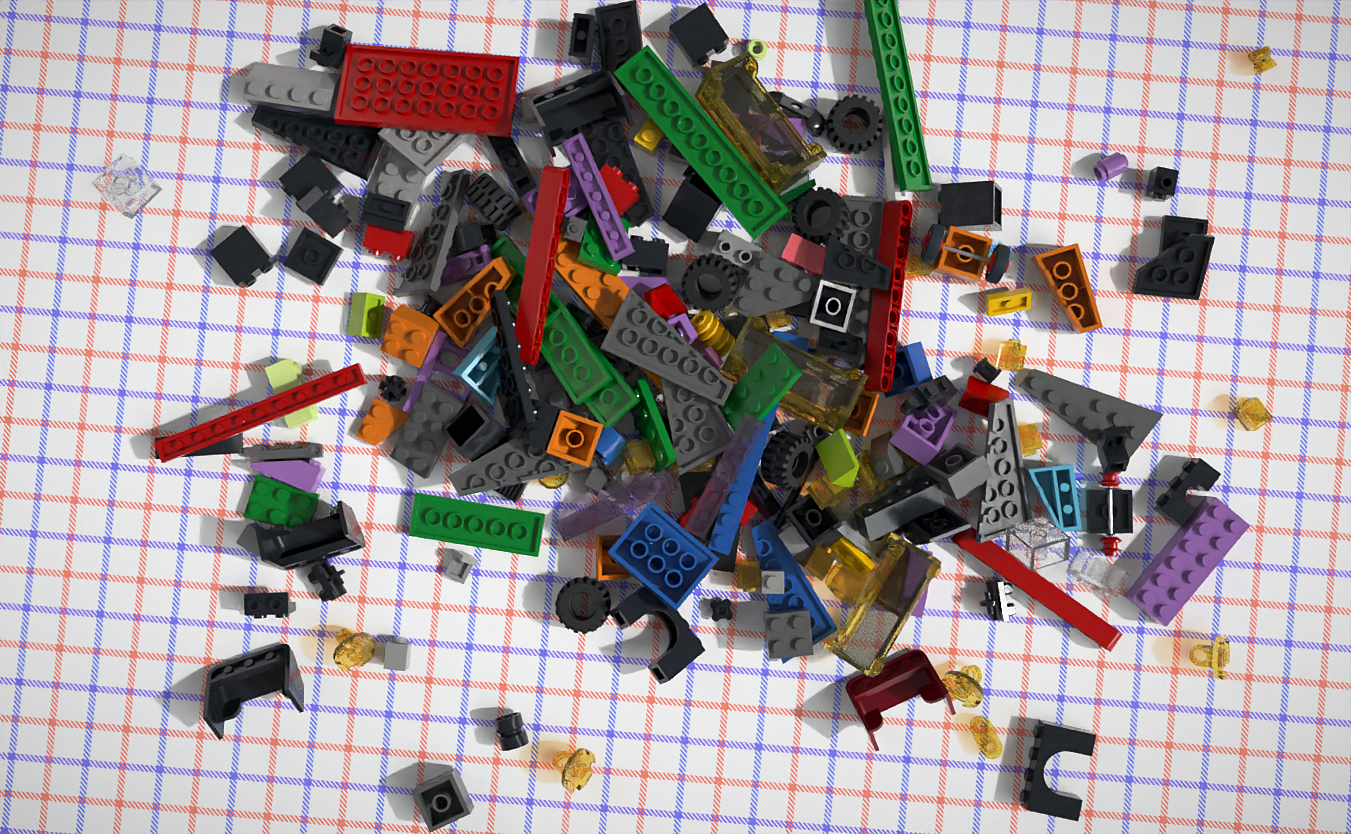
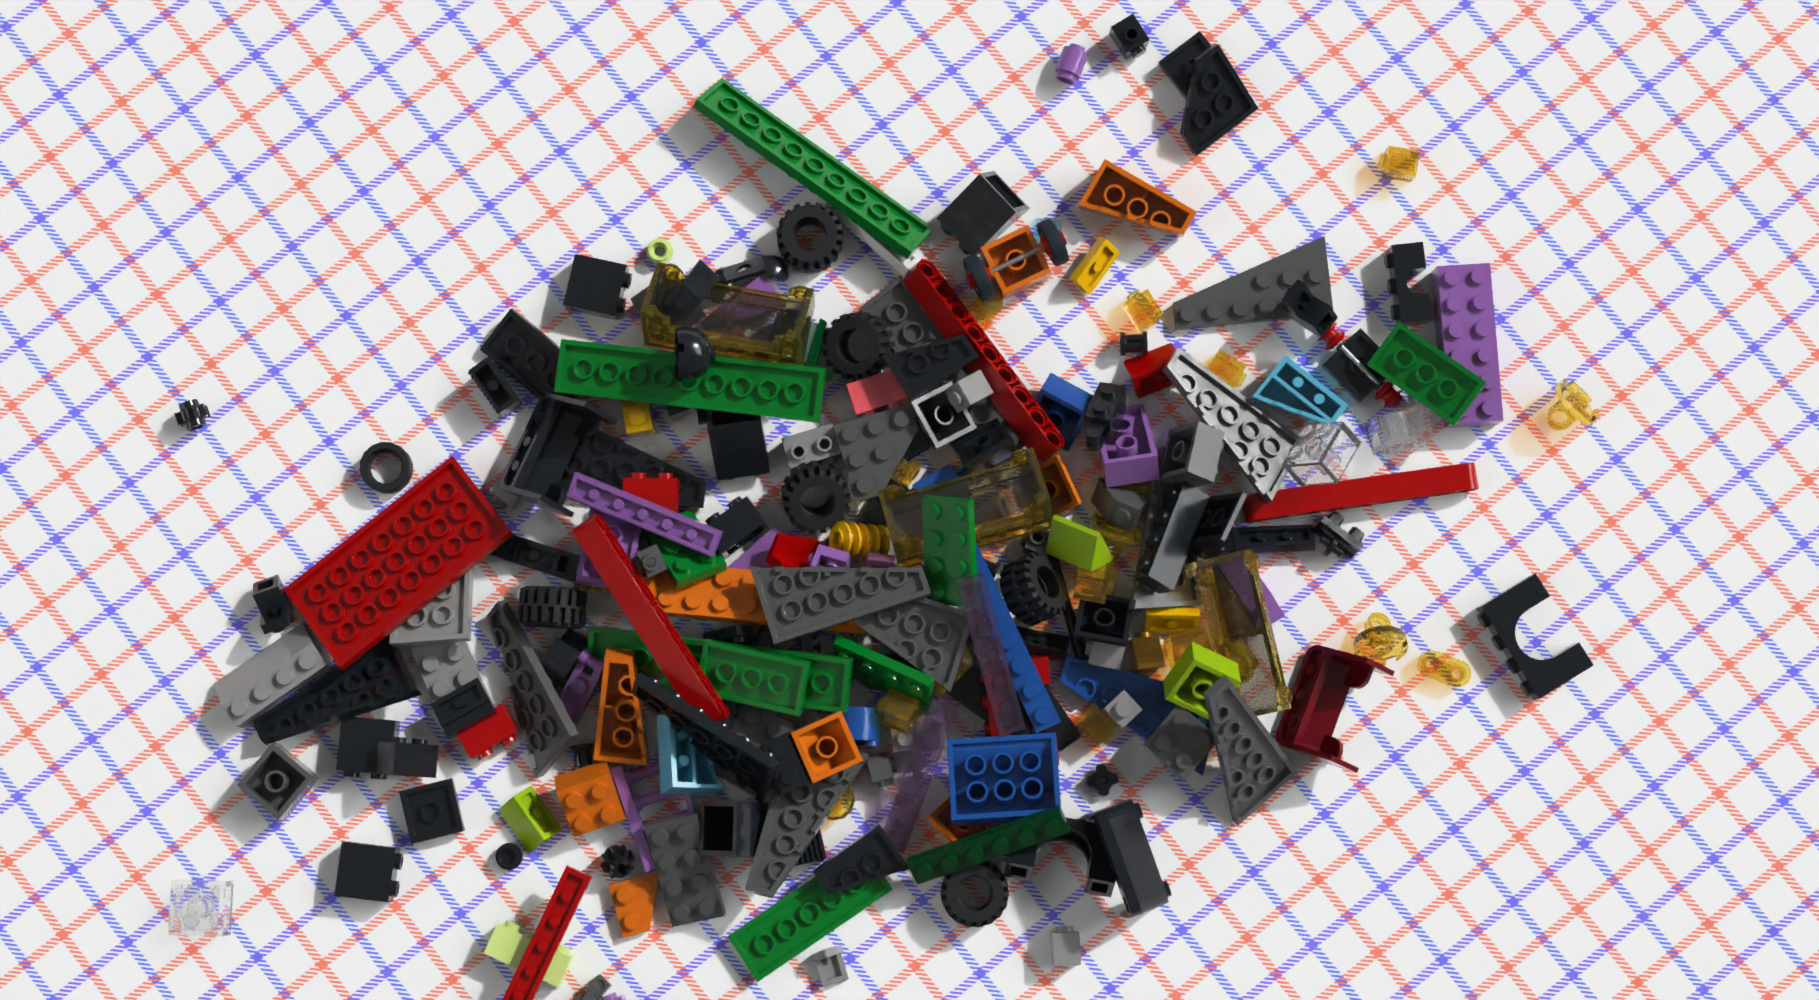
camera: 45 degrees left, 5 degrees down
(239, 154) = (278, 781): none -> dark grey brick
(333, 325) = (509, 856): none -> black plate
(469, 11) = (400, 482): none -> black tyre
(533, 523) = (863, 860): none -> black wing
(606, 686) = (1065, 946): none -> light grey brick
(616, 586) = (988, 844): none -> dark green plate
(693, 673) = (1130, 857): none -> black windscreen
(716, 125) = (692, 353): none -> black cylinder
(753, 86) = (691, 289): none -> black slope
(823, 675) = (1247, 754): none -> dark grey wing
(835, 610) = (1194, 674): none -> lime brick
(861, 306) = (968, 391): none -> light grey brick
(870, 618) = (1240, 653): none -> clear yellow bracket
(959, 566) = (1274, 538): none -> black plate
(1147, 556) = (1426, 374): none -> green plate

